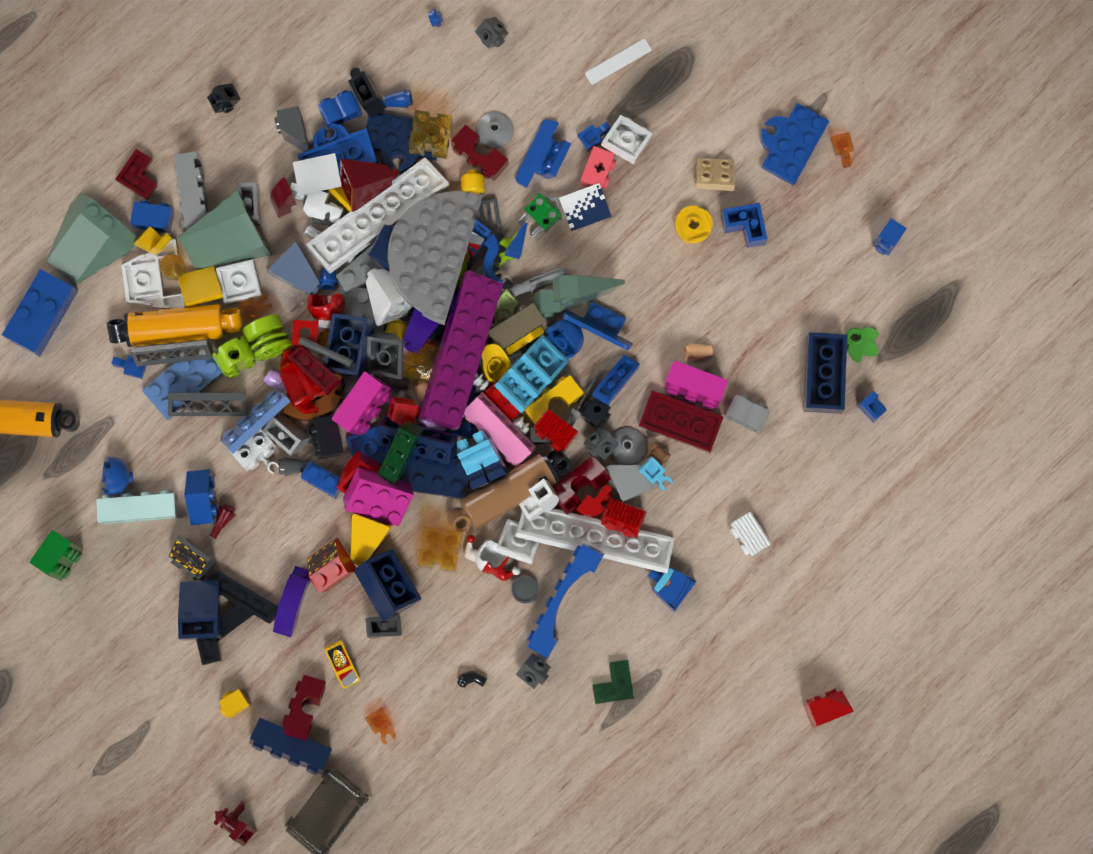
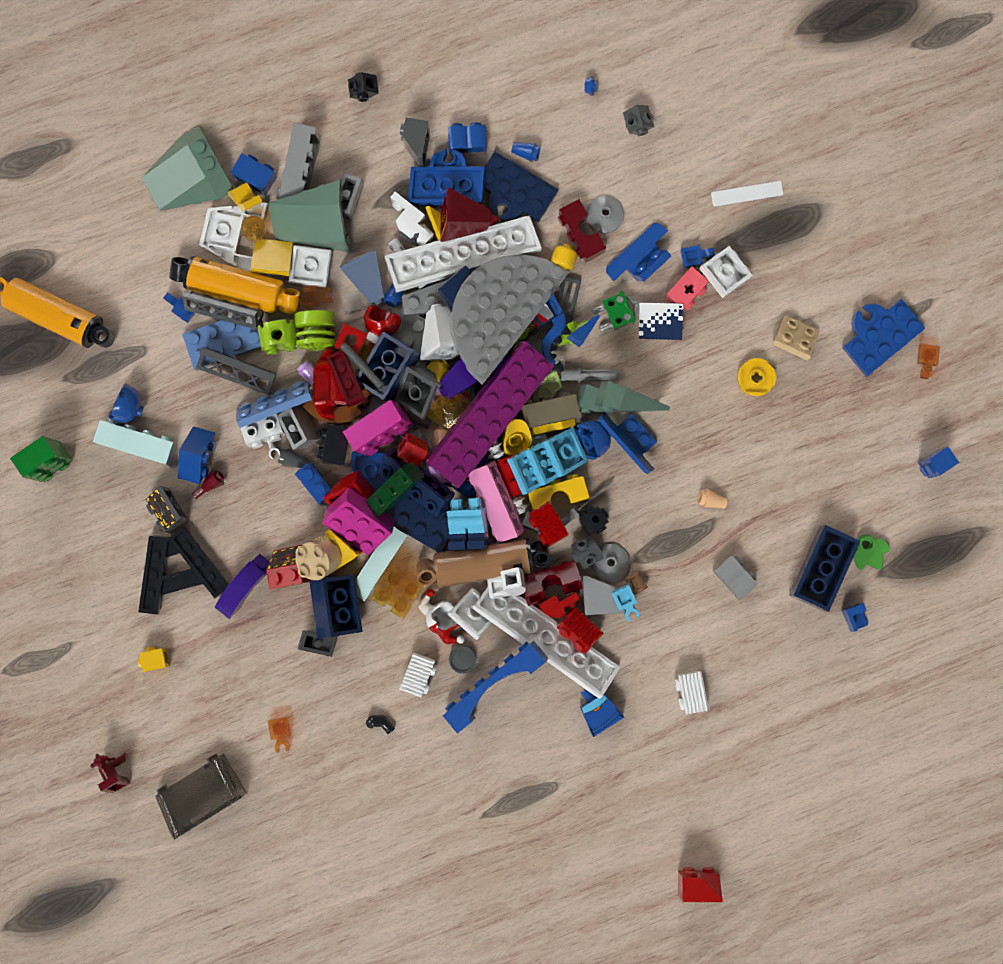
camera: 25 degrees right, 5 degrees up
(39, 313) = (115, 224): blue brick -> none
(133, 175) = (251, 127): dark red plate -> none
(199, 610) = (153, 562): dark blue slope -> none
(282, 198) = (380, 203): dark red slope -> none
(297, 751) = (189, 720): dark blue brick -> none
(309, 691) = (225, 676): dark red arch -> none
(317, 174) = (421, 192): white sticker -> none
(342, 664) = (266, 662): slope -> none
(353, 544) = (317, 558): none -> tan brick
(366, 92) = (498, 132): black brick -> none
(411, 530) = (378, 563): none -> light aqua slope
(422, 140) = (540, 185): clear yellow brick -> none
(489, 619) = (418, 674): none -> white brick
(534, 671) = (439, 740): dark grey brick -> none
(616, 379) = (624, 497): blue plate -> none
(620, 686) = (512, 786): clear green plate -> none
(681, 421) = (670, 560): dark red plate -> none
(695, 385) = (697, 532): dark pink brick -> none
(746, 218) = (810, 392): blue brick -> none

